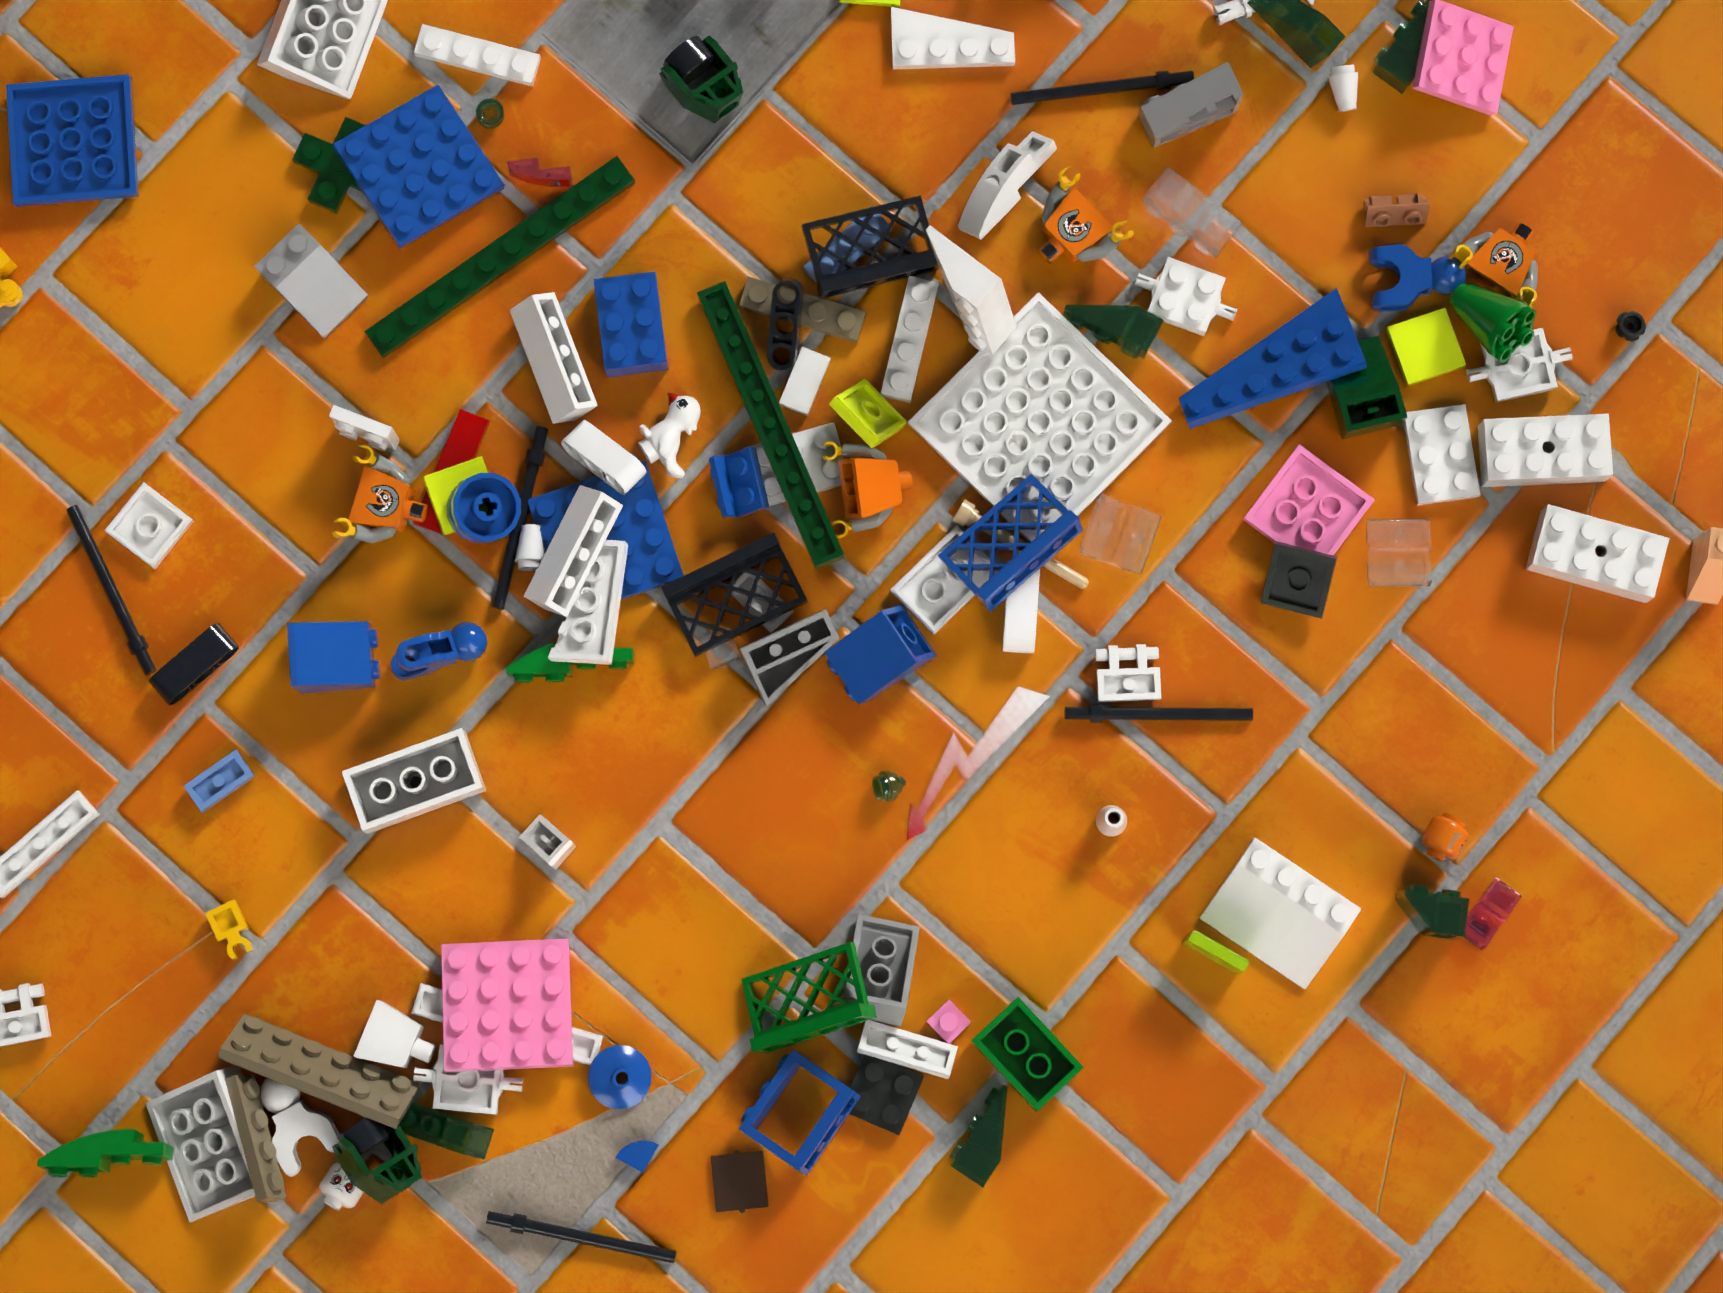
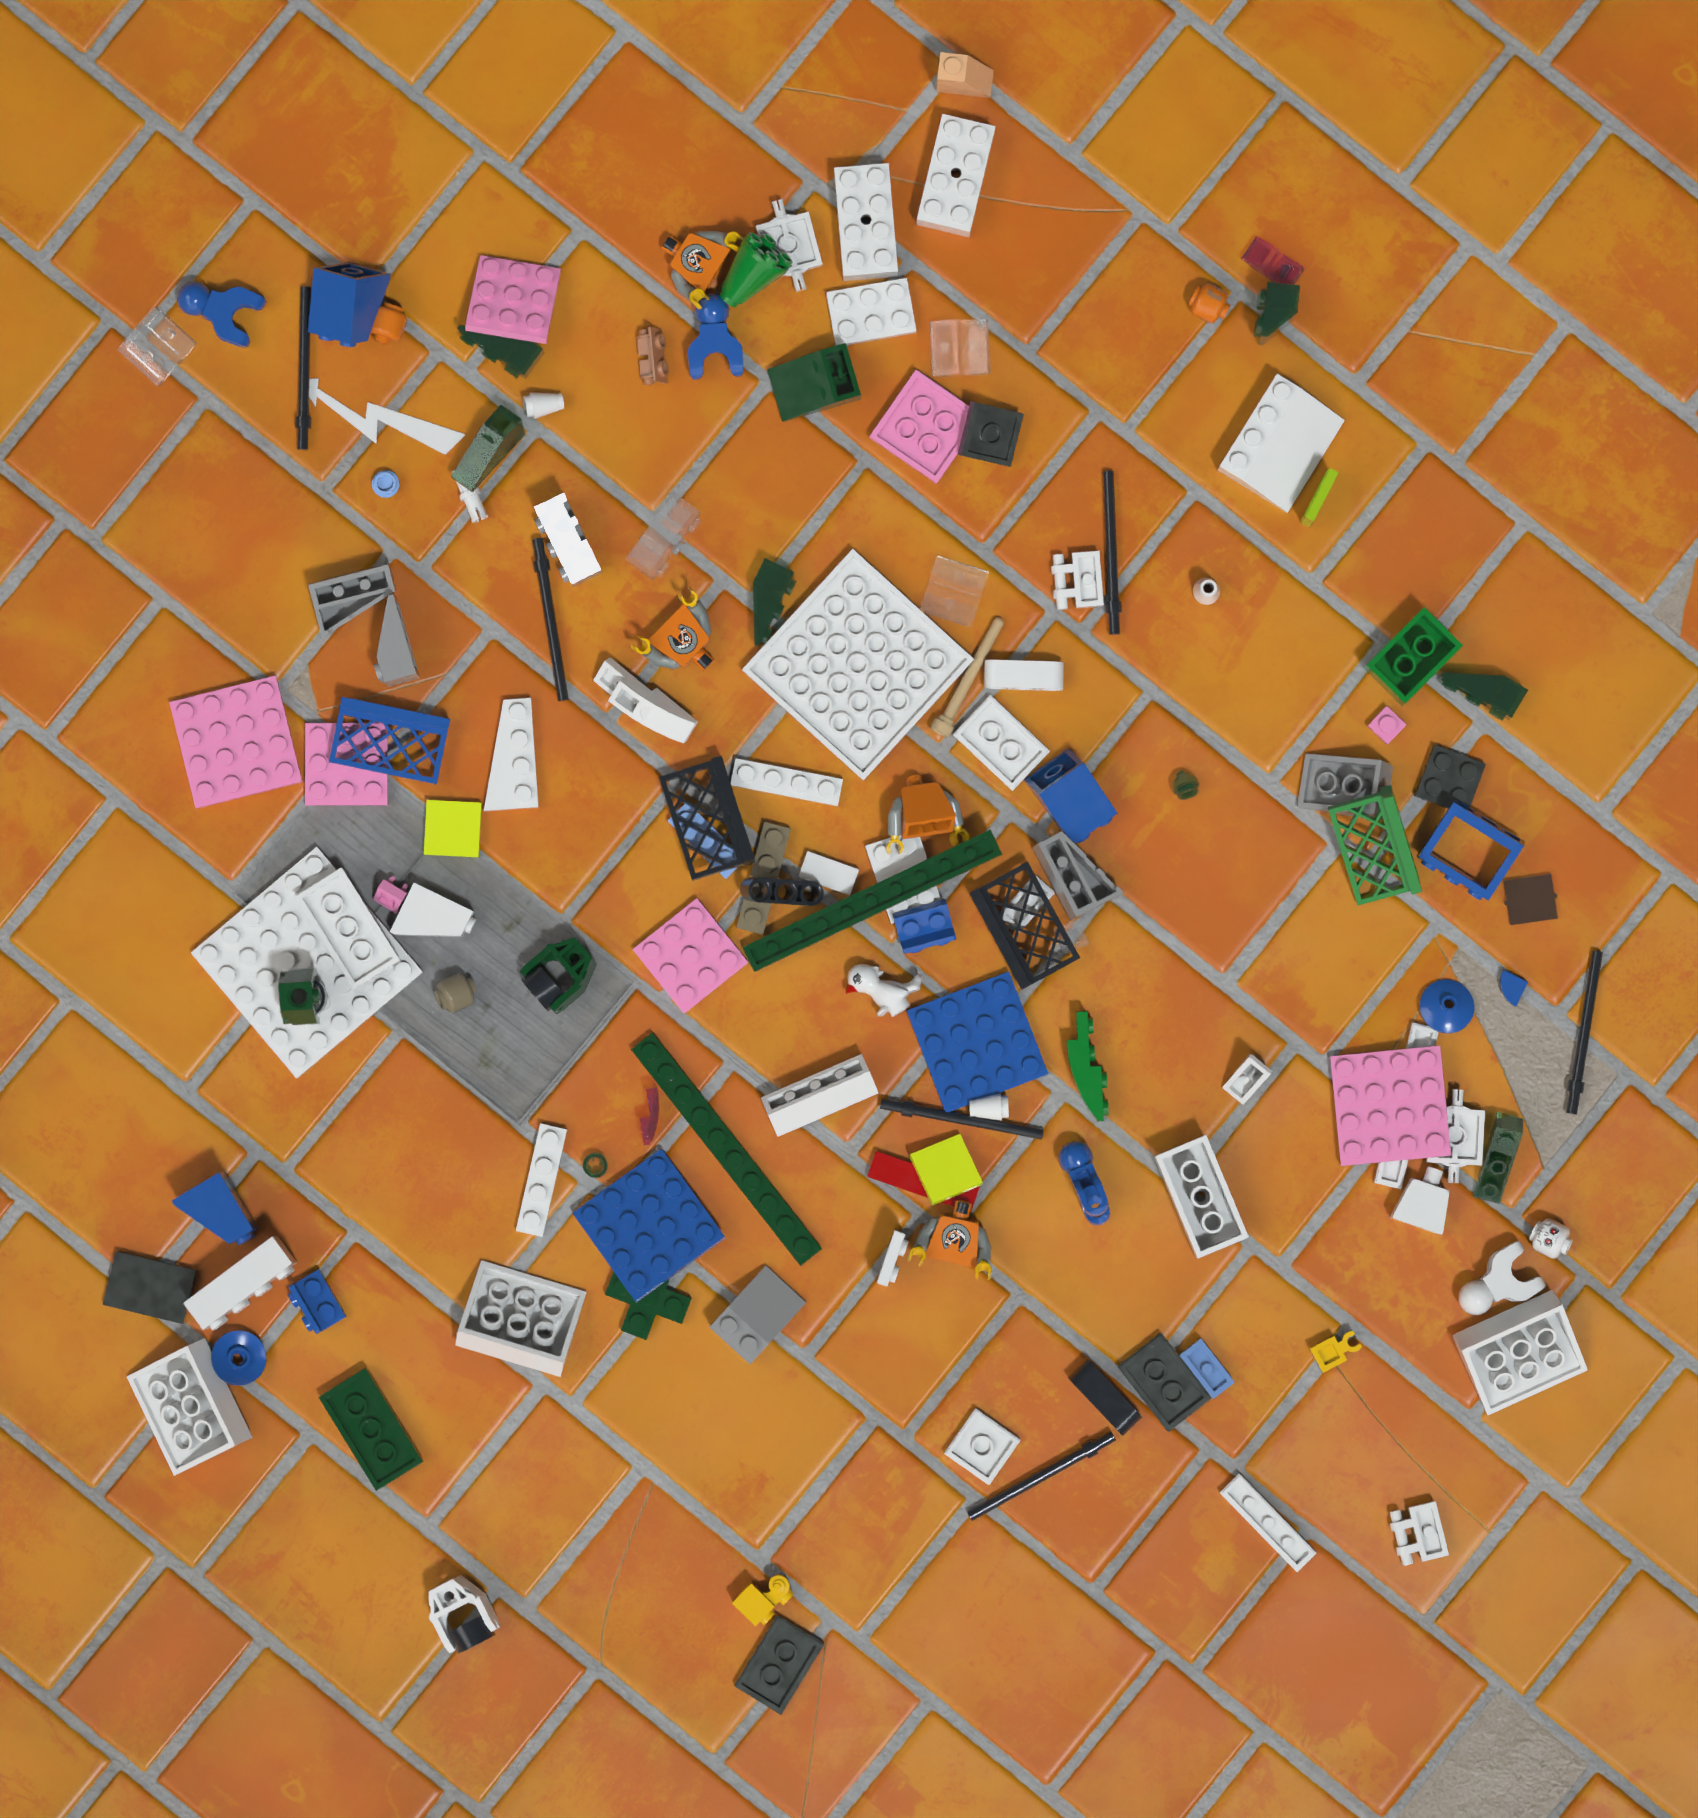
camera: 90 degrees left, 5 degrees up
(72, 140) = (636, 1538): blue plate -> none
(99, 1150) = (1533, 1454): green slope -> none
(207, 732) = (1164, 1382): none -> pearl dark grey tile
(256, 1138) = (1516, 1313): dark tan plate -> none
(319, 1070) = (1455, 1263): dark tan plate -> none
(332, 656) = (1094, 1273): blue slope -> none
(388, 1178) = (1541, 1193): dark green piece -> none
(498, 496) = (948, 1158): blue wheel -> none
(573, 550) = (995, 1067): white brick -> none
(593, 619) = (1050, 1047): white wing -> none
(603, 457) = (907, 1046): white beam -> none
(631, 324) = (785, 1028): blue brick -> none
(718, 226) = (690, 956): none -> bright pink plate
(868, 413) = (858, 815): neon yellow tile -> none
(907, 1049) = (1412, 759): white plate -> none
(976, 294) = (765, 717): white slope -> none
(1010, 718) = (1118, 680): sticker -> none
(1022, 564) = (986, 669): blue fence -> none
(1186, 296) = (738, 539): white plate -> none
(1296, 356) = (792, 443): blue wing -> none
(1426, 347) = (775, 327): neon yellow tile -> none
(1630, 318) = (752, 155): pearl dark grey plate -> none

